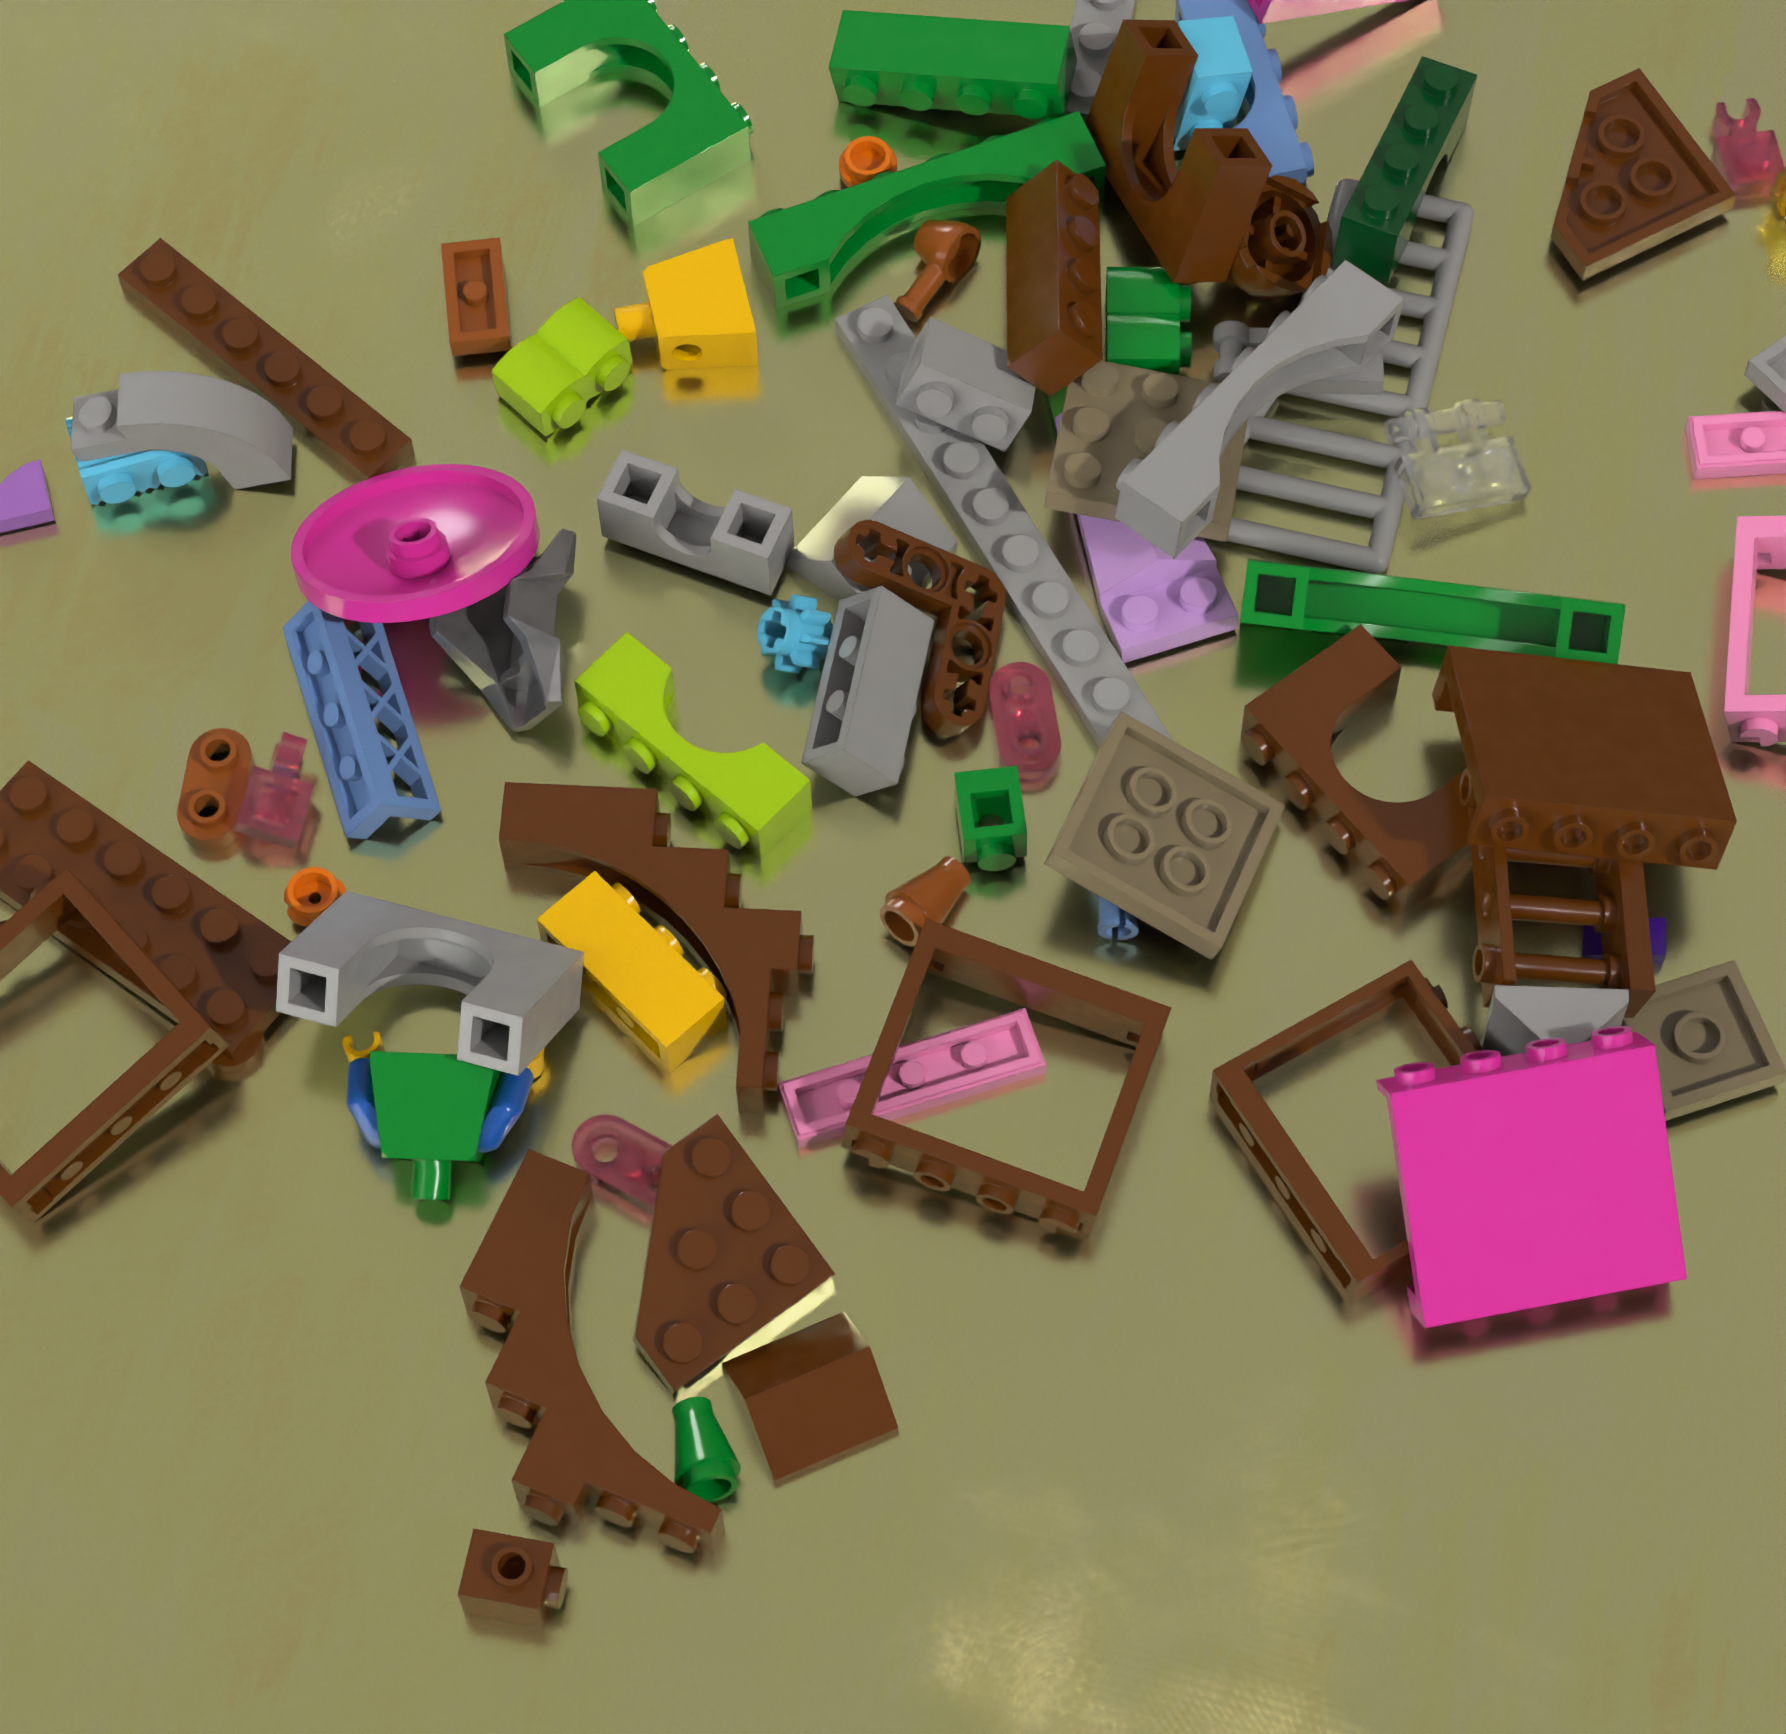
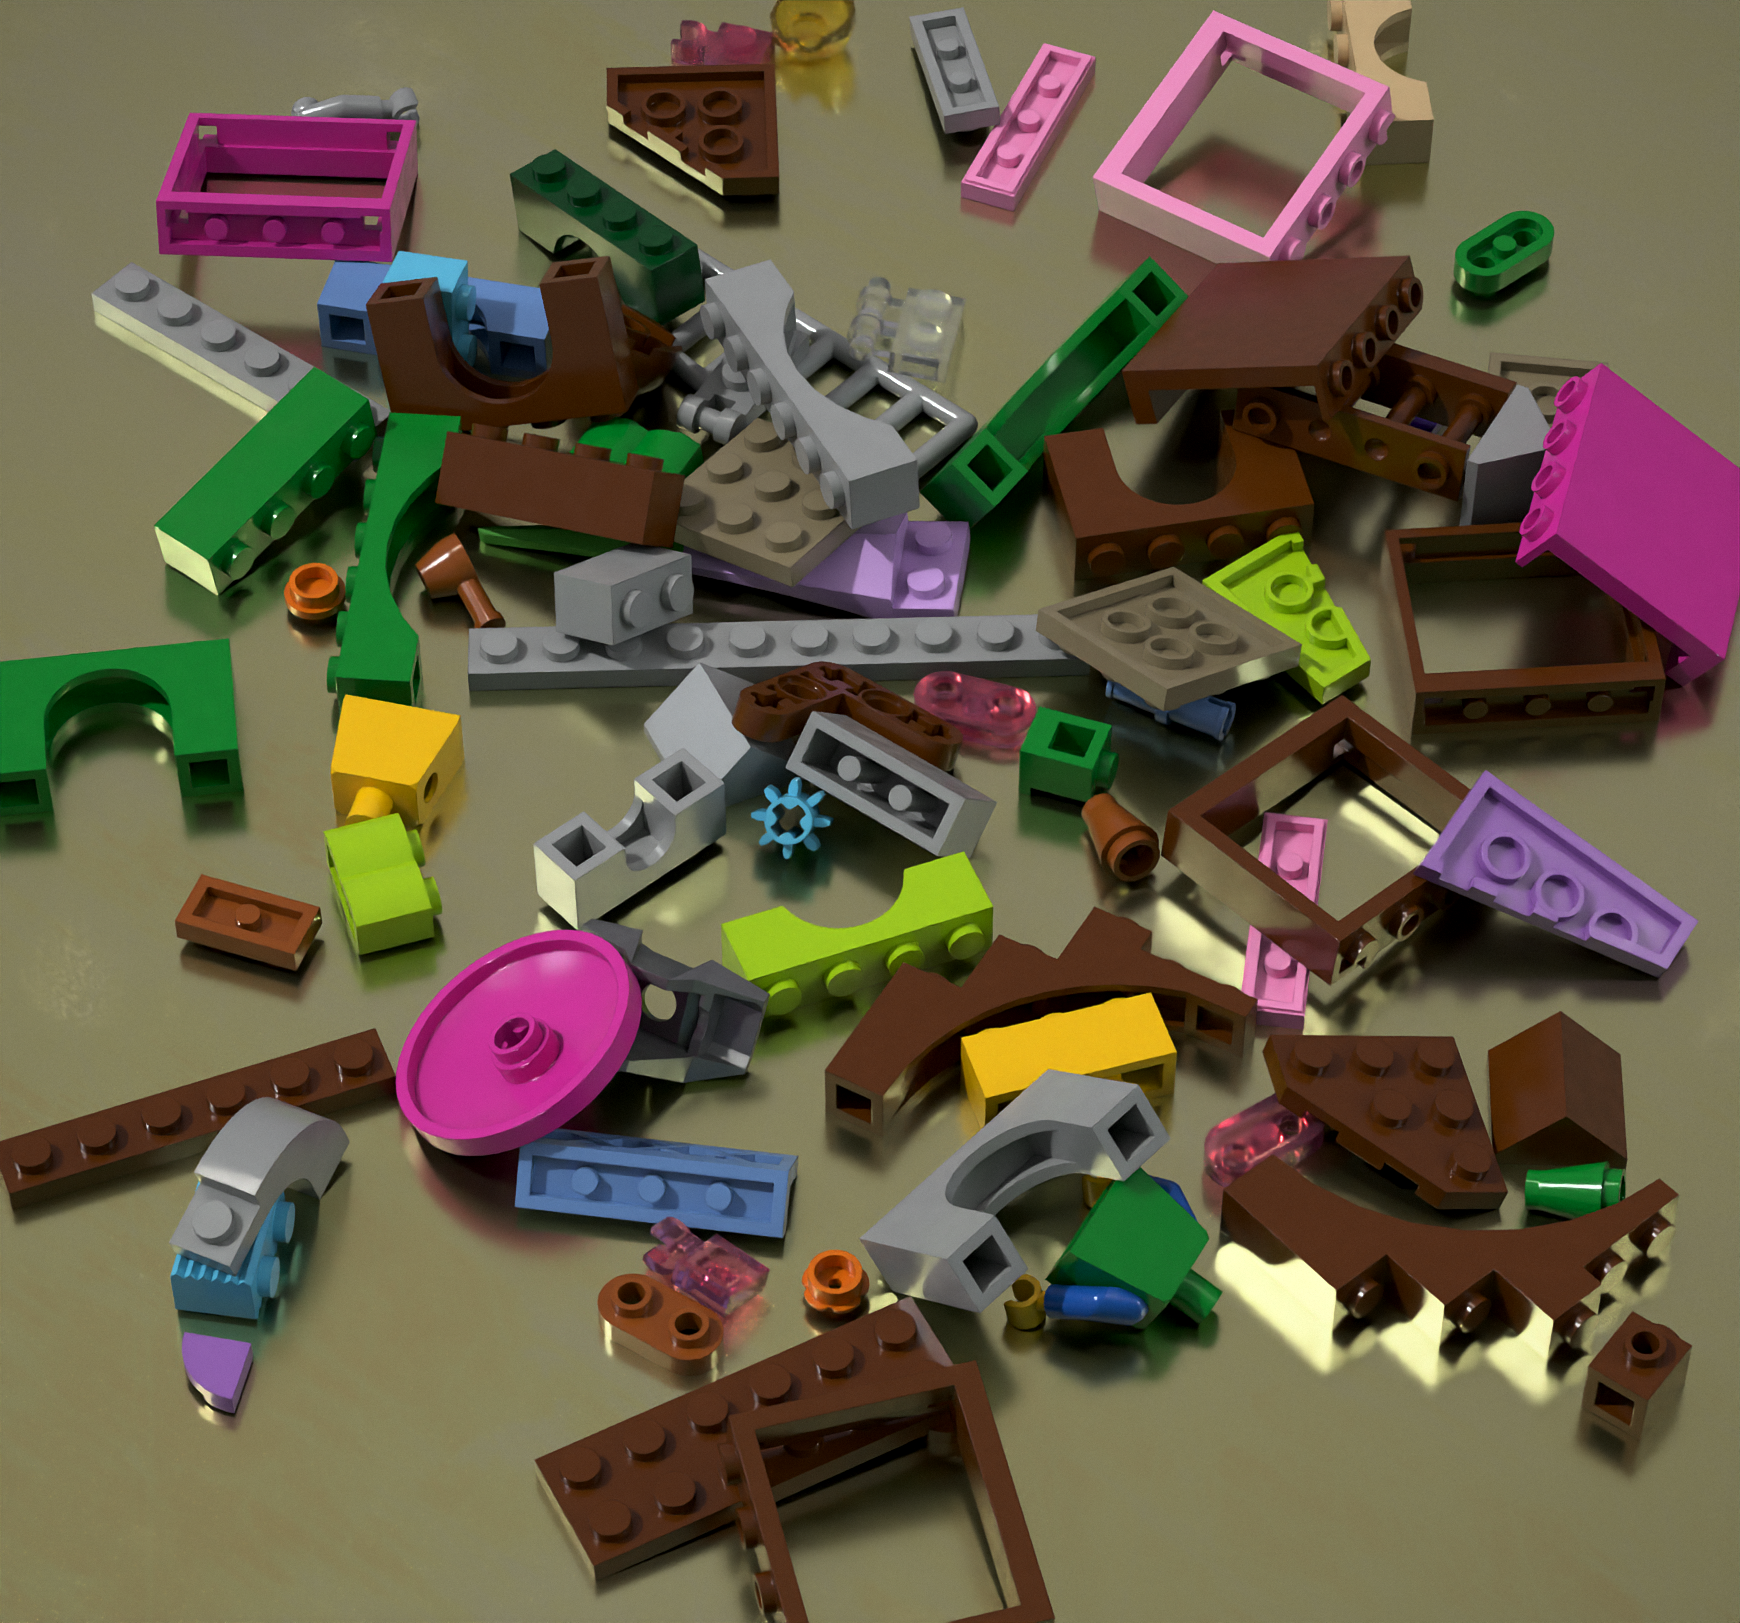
camera: 65 degrees left, 15 degrees down
(1040, 1268) = (1543, 873): none -> medium lavender wing
(1284, 929) = (1291, 595): none -> lime wing

